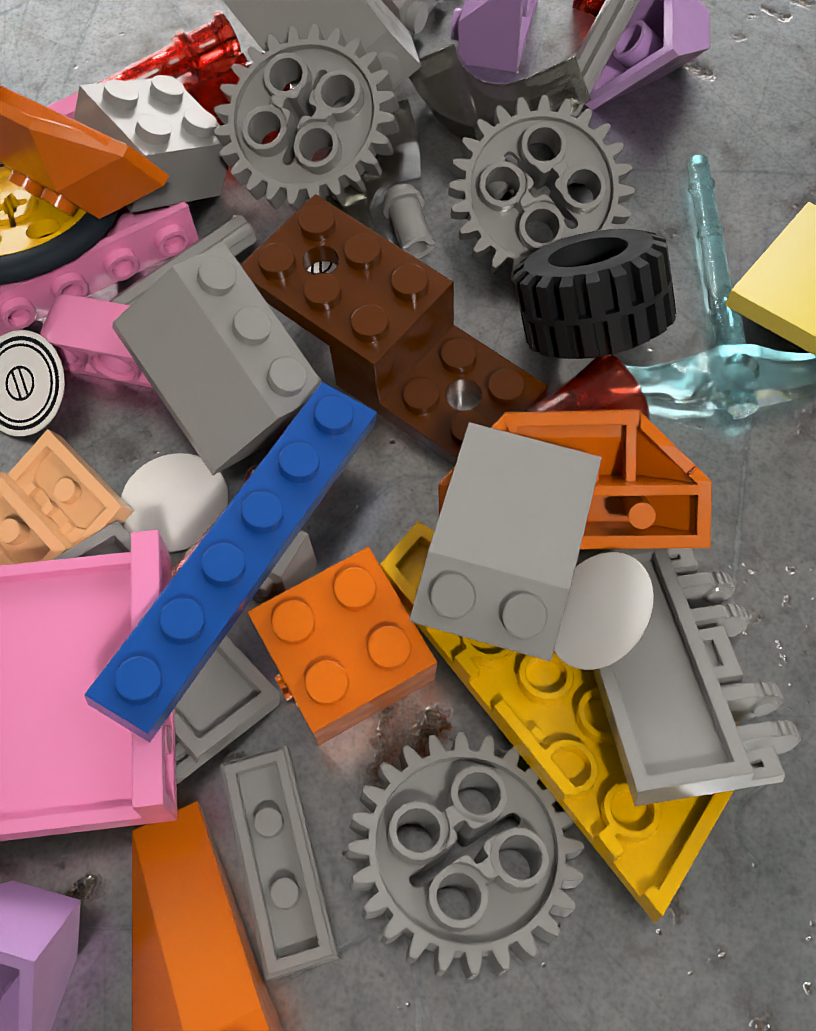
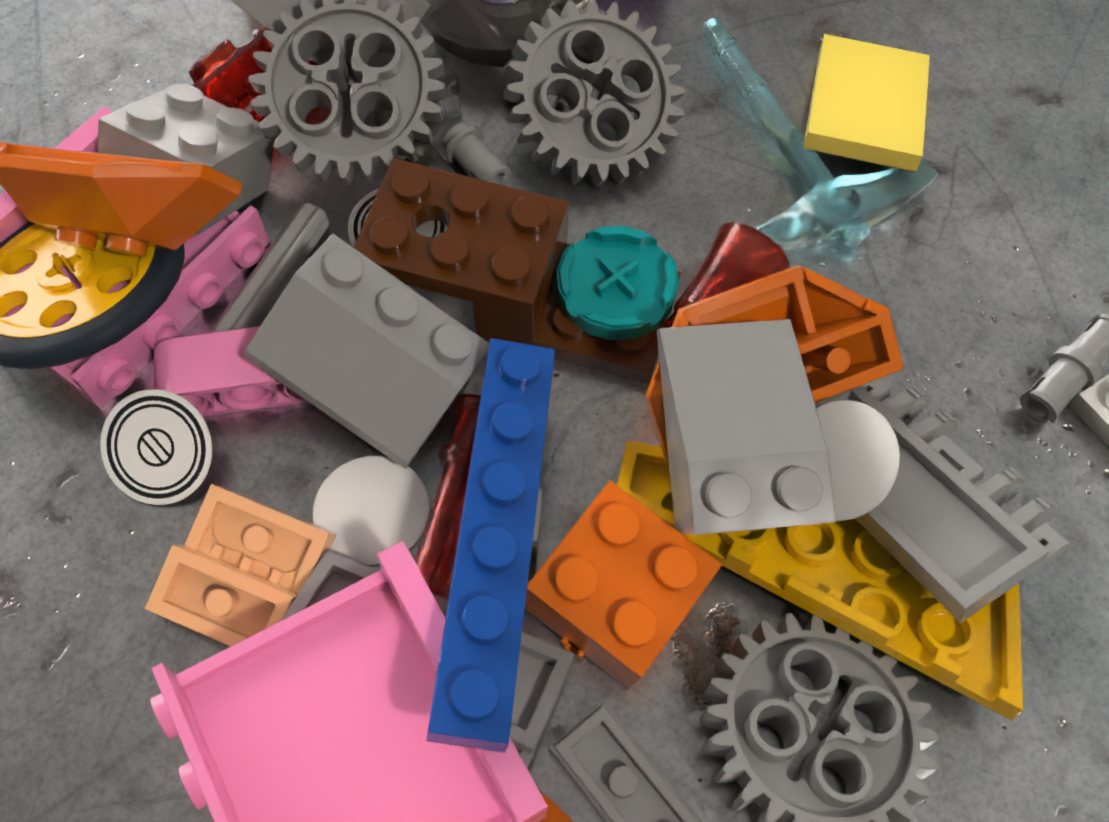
camera: 30 degrees left, 0 degrees up
(186, 48) = (169, 54): clear red pin -> none
(475, 372) = (617, 283): none -> teal tile
(596, 293) = (696, 172): black tyre -> none

